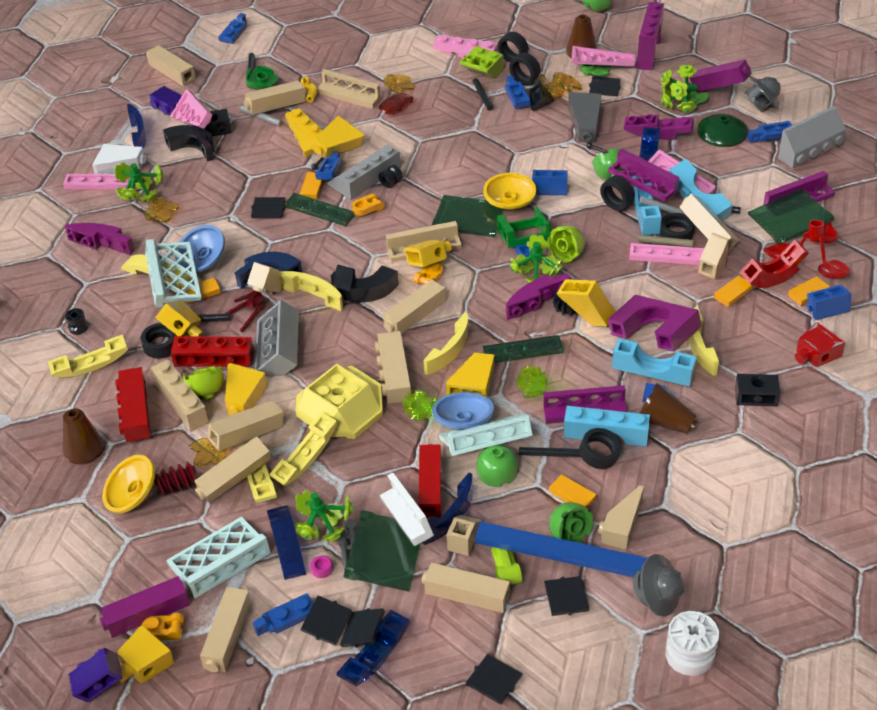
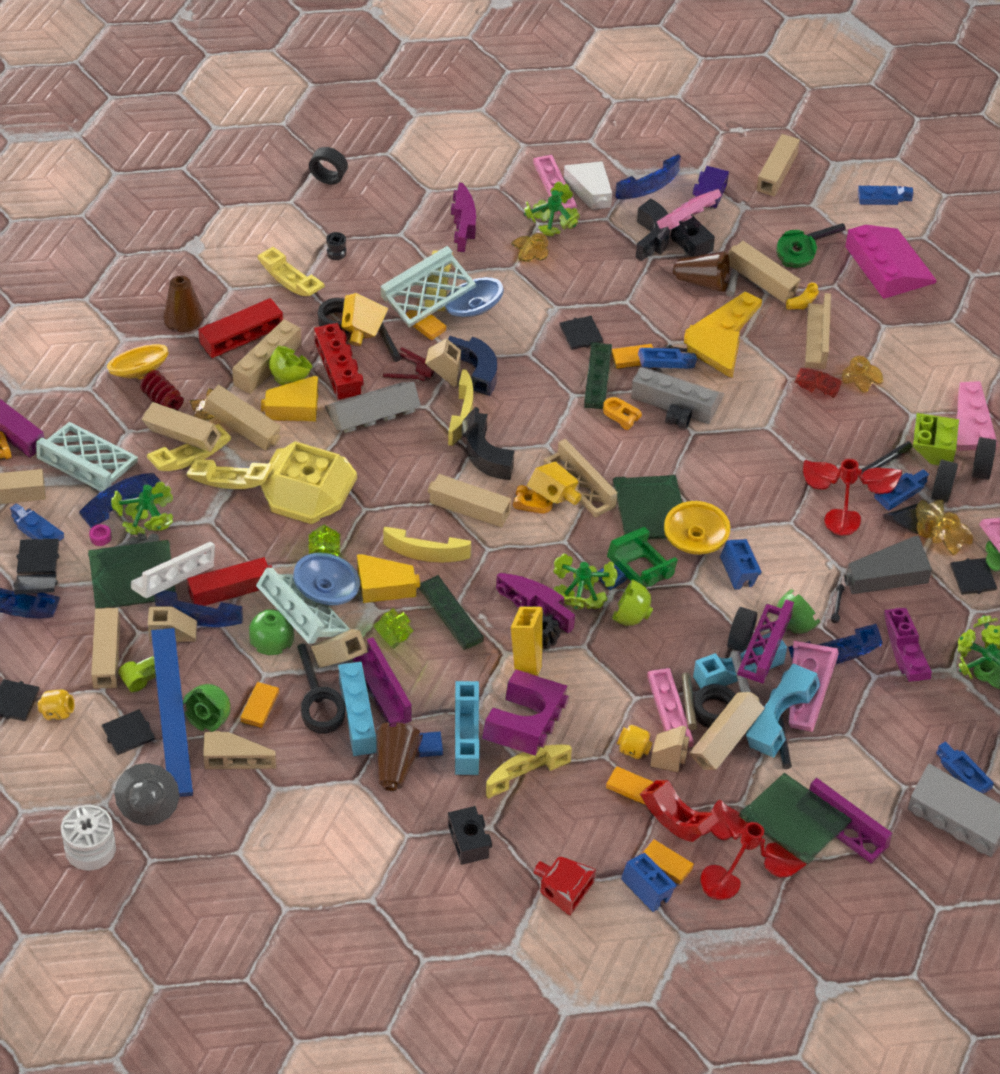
camera: 65 degrees right, 5 degrees up
(255, 123) = (704, 270): none -> reddish brown cone
(299, 45) = (887, 260): none -> dark pink slope
(393, 365) = (374, 509): tan brick -> none
(503, 99) = (821, 475): none -> red plant
(520, 640) = (56, 704): none -> yellow head
(542, 419) = (339, 648): none -> tan slope
(697, 276) = (634, 742): none -> yellow head
(722, 130) = (938, 724): dark green dish -> none

